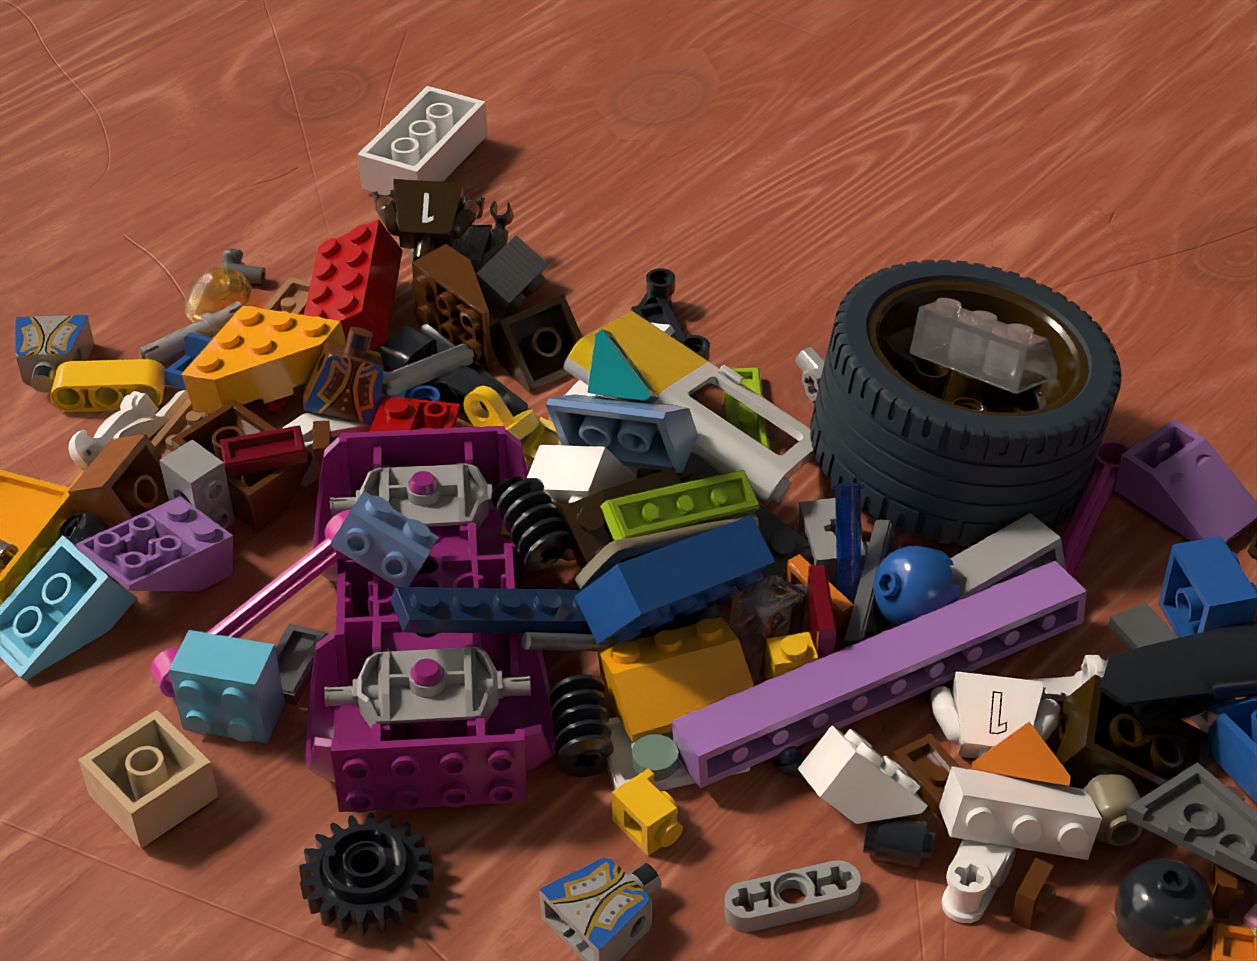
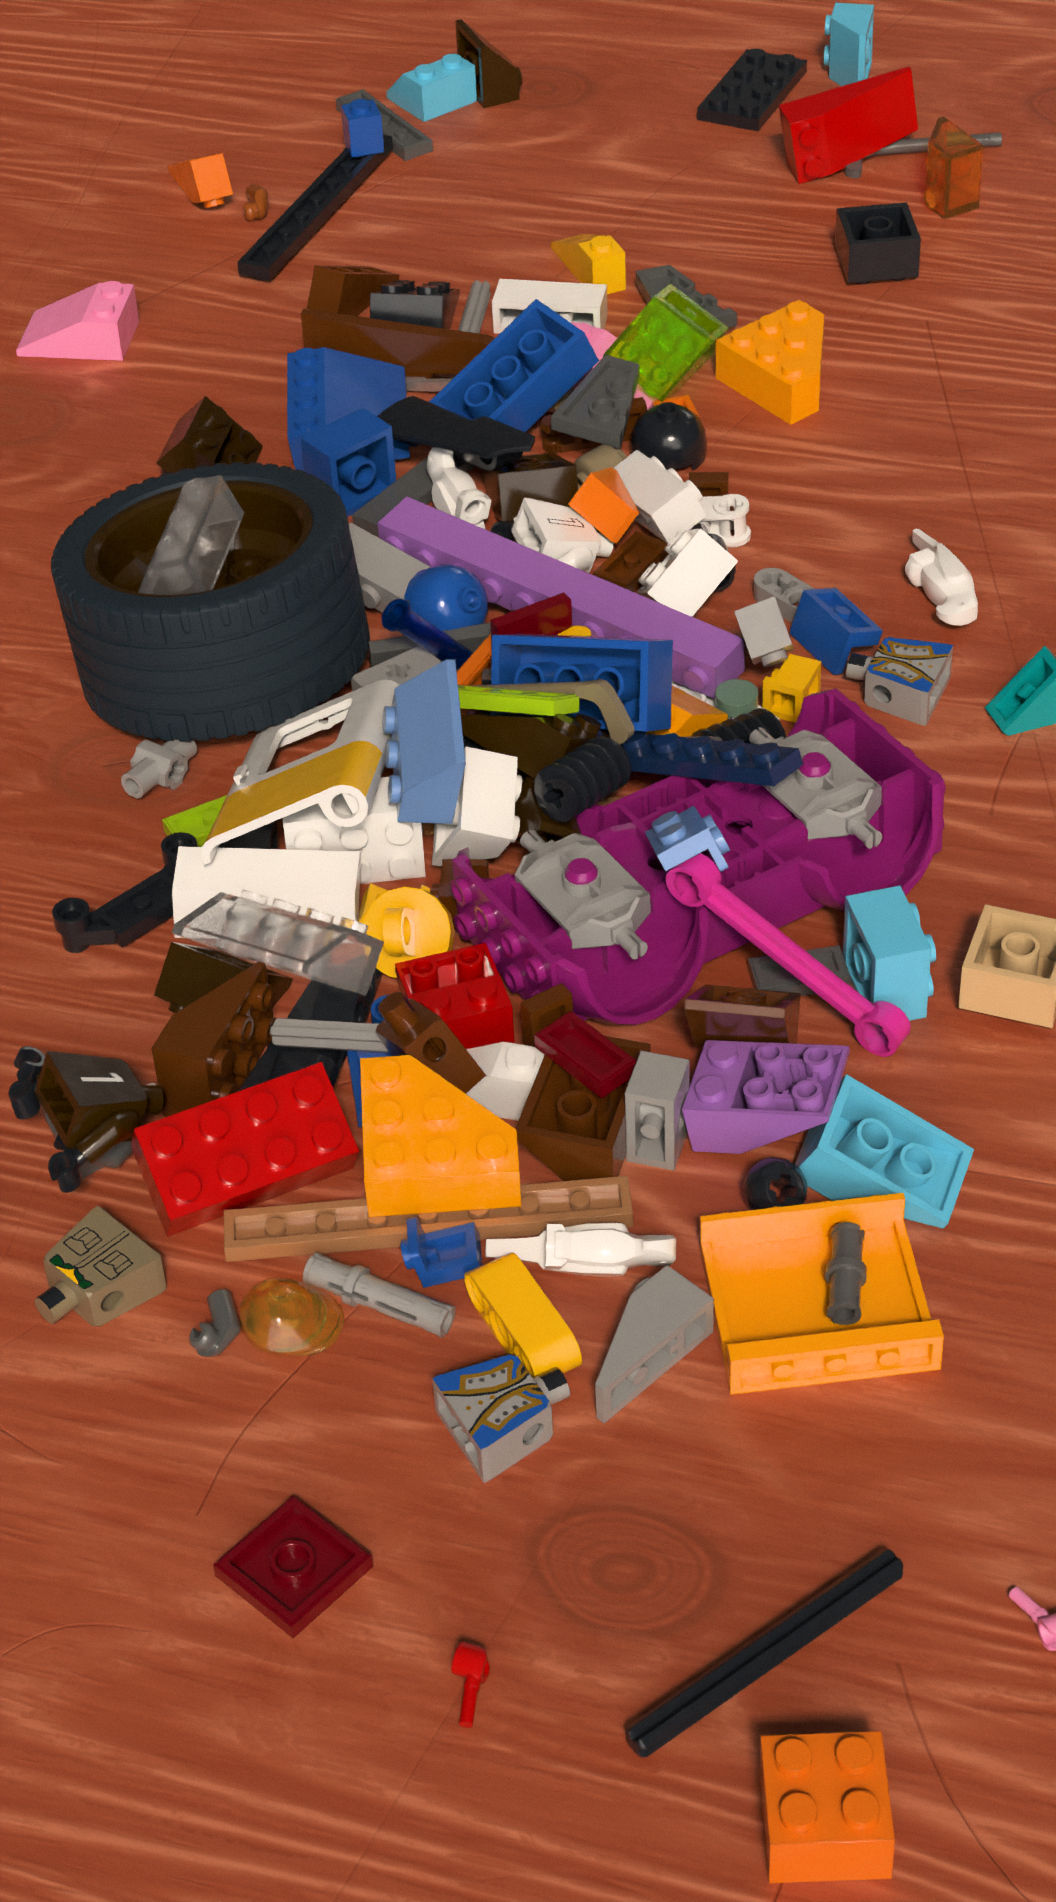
camera: 115 degrees left, 0 degrees up
(35, 435) = (657, 1329): none -> light grey slope
(46, 254) = (293, 1566): none -> dark red tile
(122, 481) = (691, 1176): dark orange slope -> none
(220, 546) = (742, 1015): none -> reddish brown slope
(320, 220) = (99, 1272): none -> dark tan torso
(366, 874) = (991, 810): black gear -> none
(506, 334) = (285, 939): none -> clear slope
(509, 276) = (119, 1041): dark grey brick -> none
(615, 373) = (380, 747): teal slope -> none
(713, 793) = (764, 632): none -> light grey slope
(716, 885) = (831, 626): none -> blue panel

